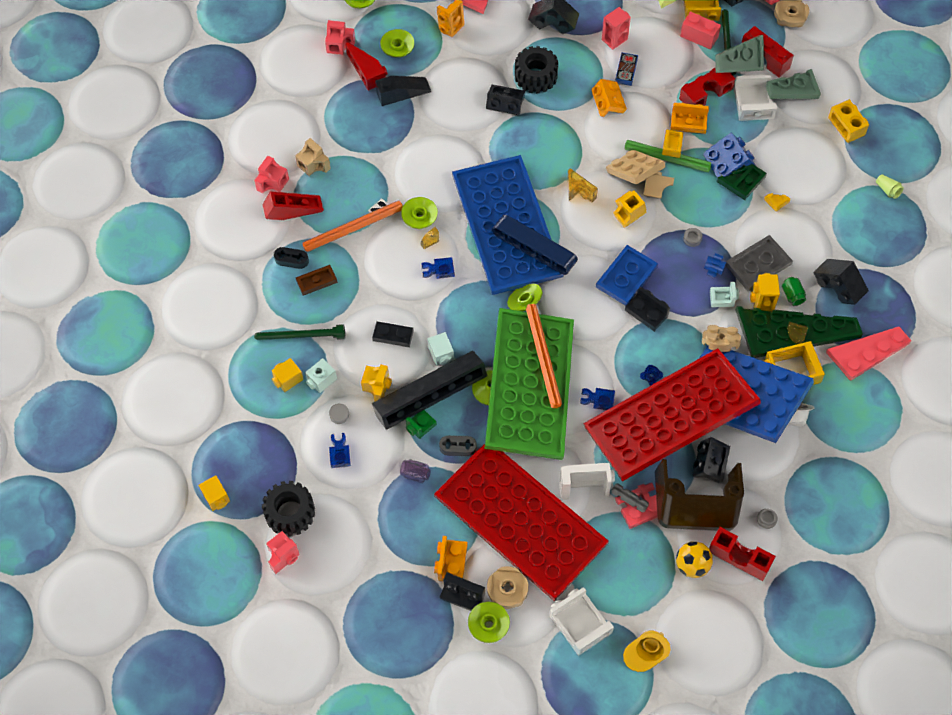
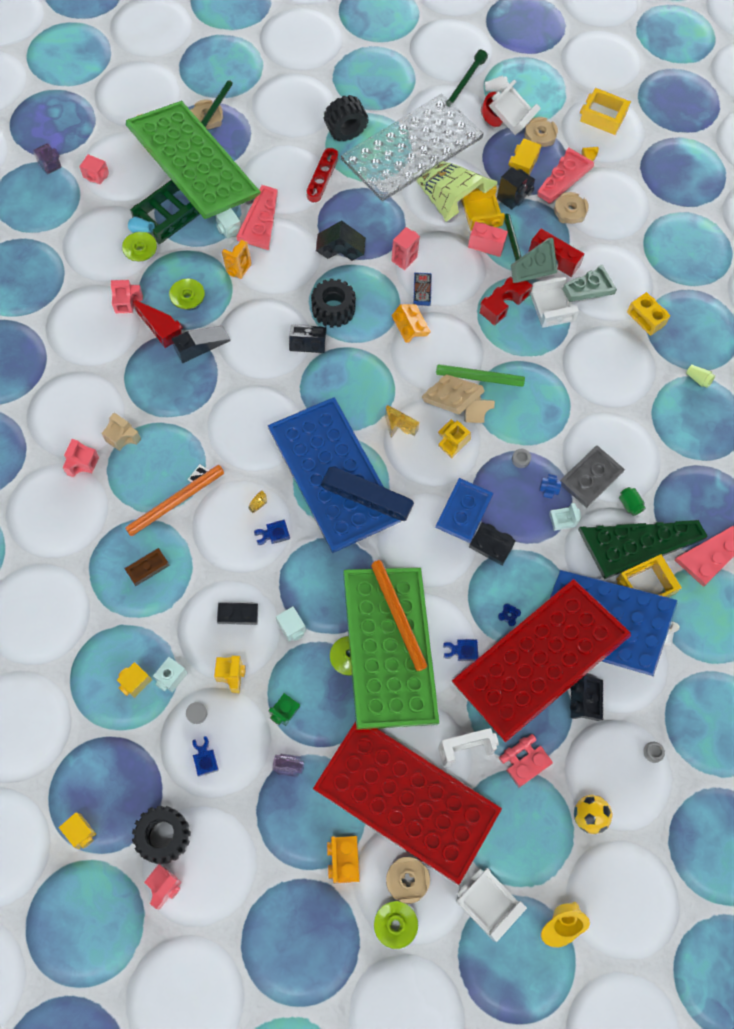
camera: 15 degrees left, 5 degrees up
(291, 205) = (105, 488): red slope -> none
(291, 257) = (116, 545): black beam -> none
(337, 332) = (179, 621): dark green piece -> none
(419, 206) = (239, 468): lime dish -> none
(429, 389) = (287, 672): black brick -> none
(457, 445) = (325, 722): dark grey beam -> none
(462, 592) = (362, 897): black bracket -> none
(524, 296) = (366, 552): lime dish -> none
(630, 497) = (515, 757): dark grey axle -> none
(672, 143) = (483, 362): yellow tile -> none
(689, 118) = (494, 333): light orange bracket -> none
(694, 511) = (568, 764): dark brown windscreen -> none
(721, 338) = (581, 565): tan plate -> none
(728, 155) = (540, 367): bracket -> none
(743, 181) = (559, 391): dark green wing -> none
(752, 561) = (647, 803): red arch -> none
(765, 292) = (607, 509): yellow brick -> none
(777, 201) = (595, 407): yellow tile -> none
(797, 332) = (645, 546): clear yellow tile -> none
(843, 278) = (677, 480): black brick -> none

